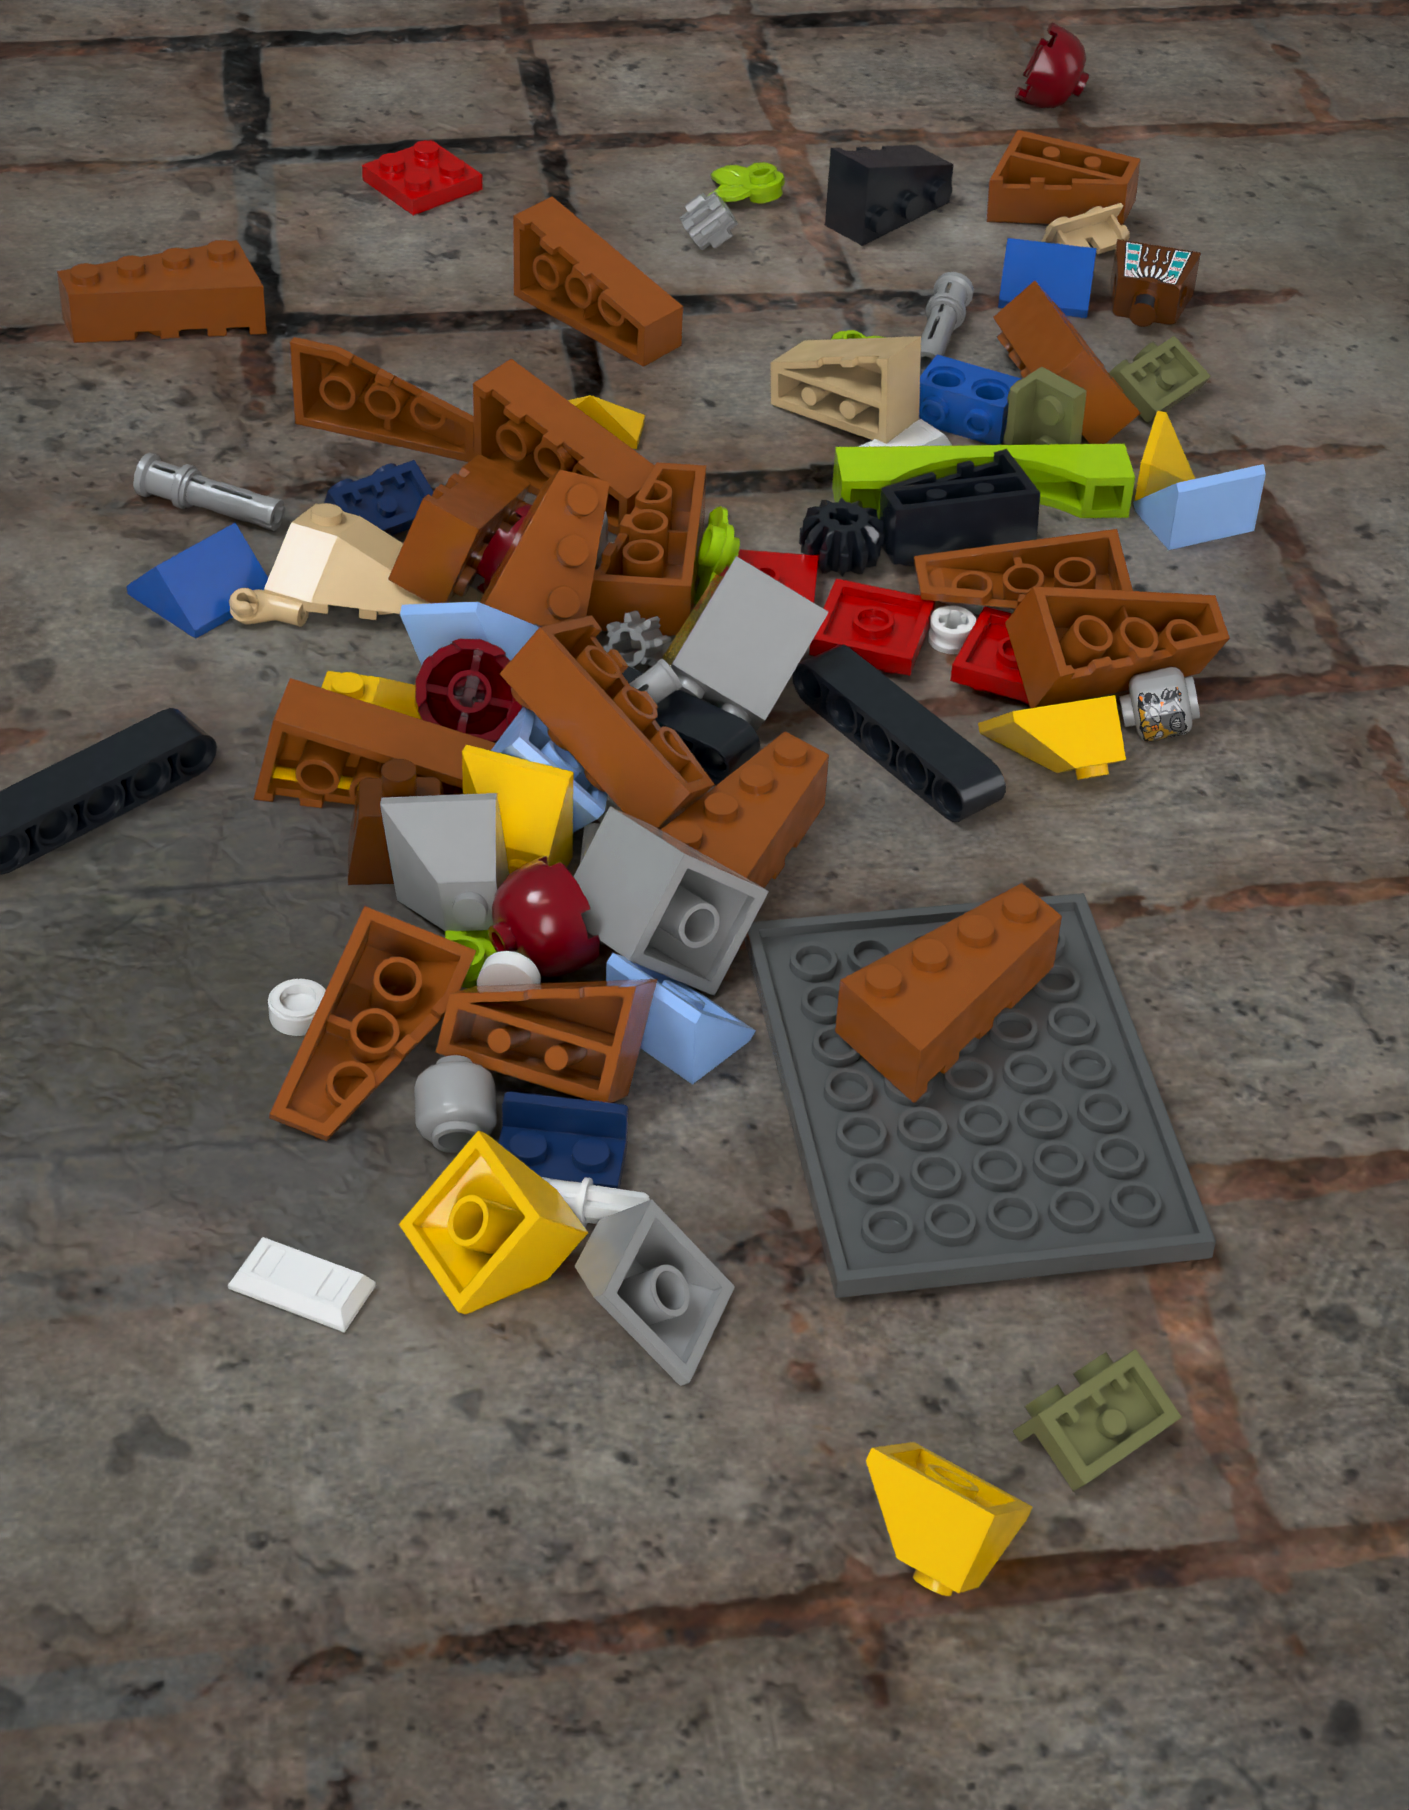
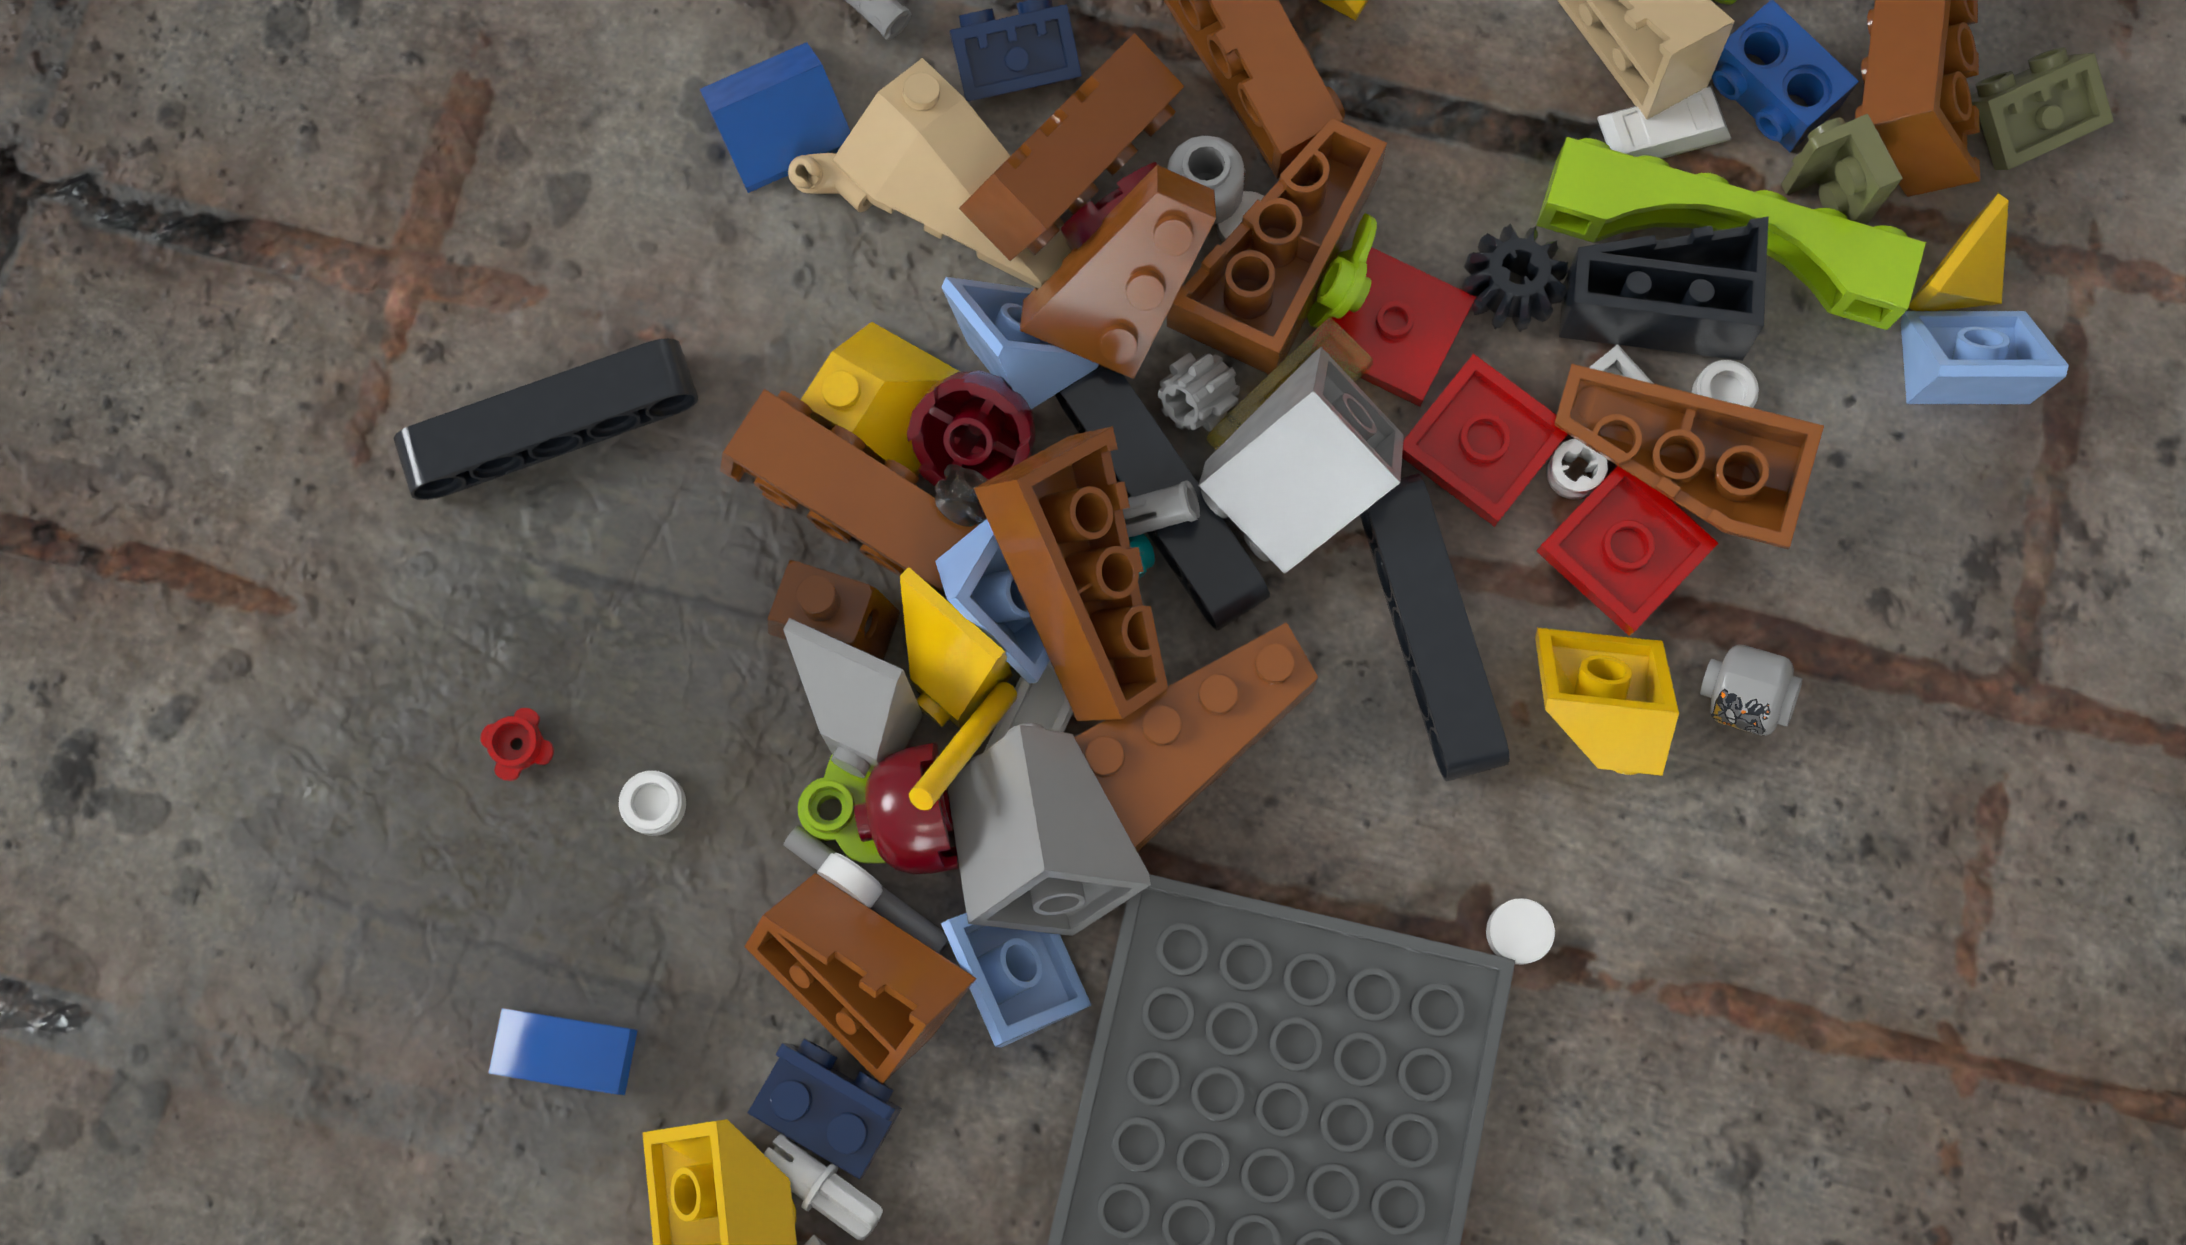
camera: 30 degrees right, 35 degrees up
(154, 996) = (499, 740): none -> red plate
(302, 1284) = (527, 1173): white tile -> none
(308, 1174) = (563, 1051): none -> blue slope
(372, 1015) = (717, 859): dark orange wedge -> none
(454, 1102) = (742, 1016): light grey head -> none
(483, 721) = (957, 497): none -> clear smoke plate
(565, 850) = (962, 746): none -> yellow bar
(945, 988) = (1274, 1088): dark orange wedge -> none
(1077, 880) = (1520, 931): none -> white tile
(1094, 640) = (1707, 602): dark orange wedge -> none

